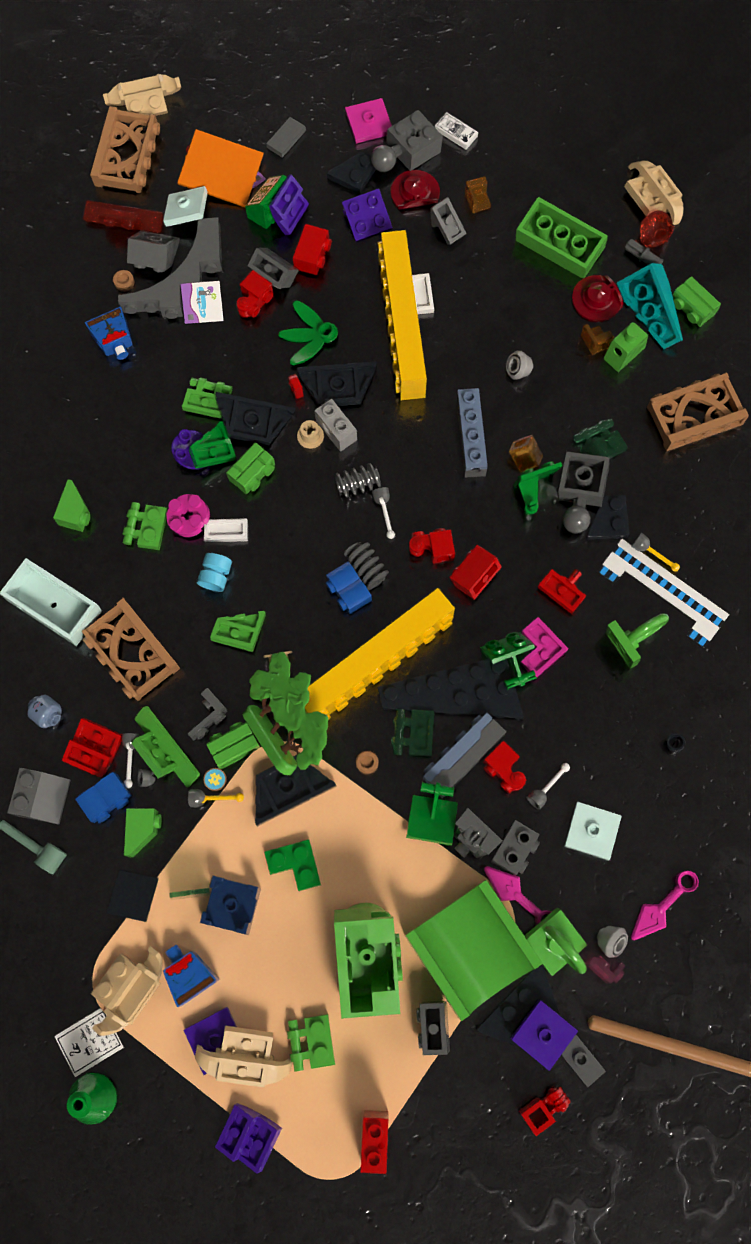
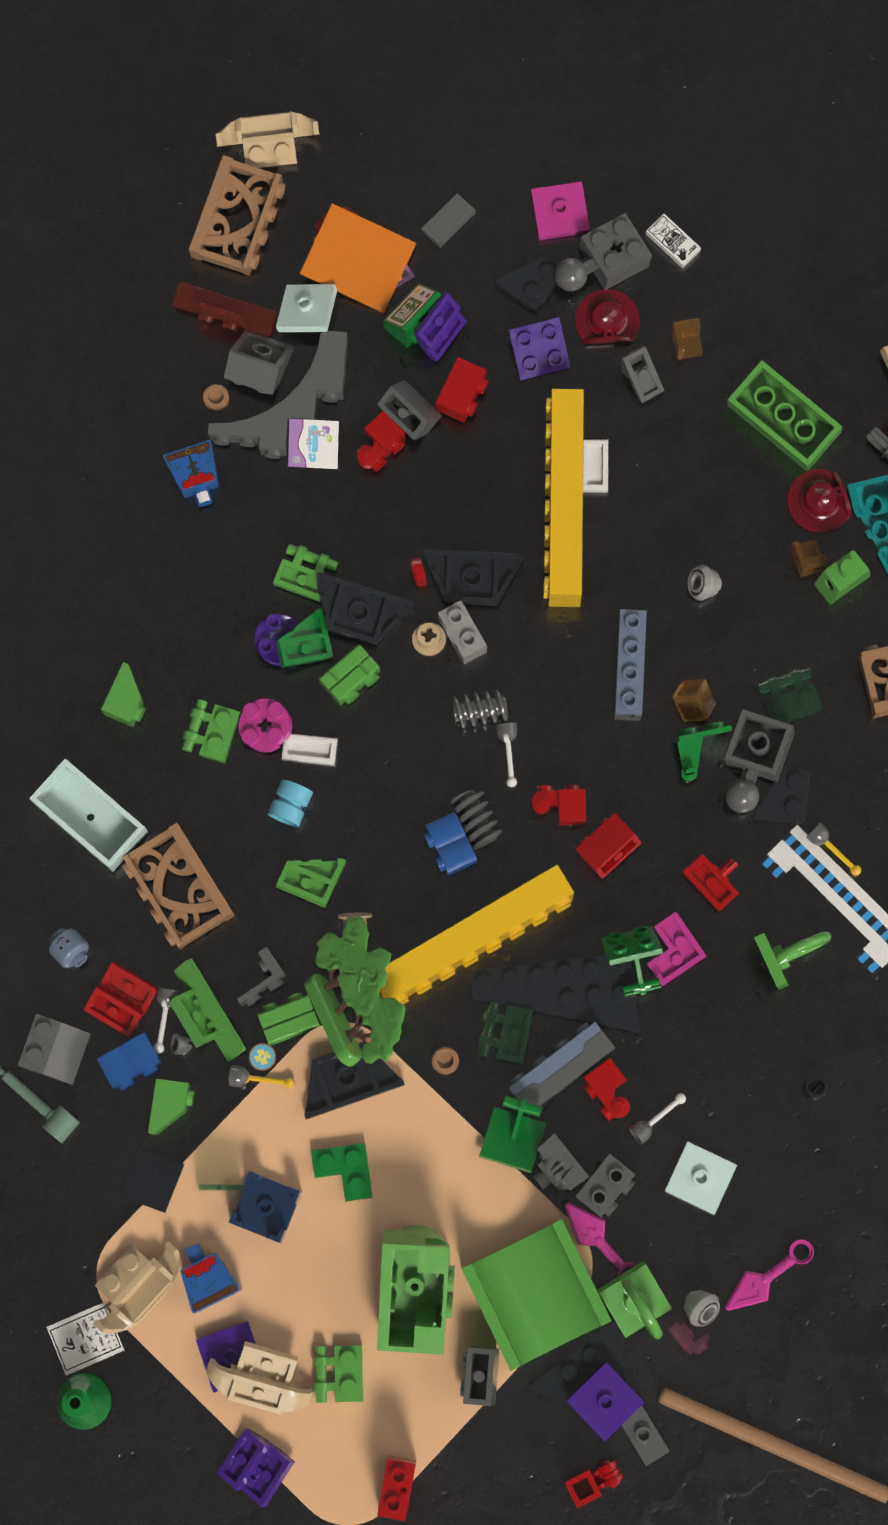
camera: 10 degrees right, 5 degrees up
(316, 335) = (452, 504): green plant -> none

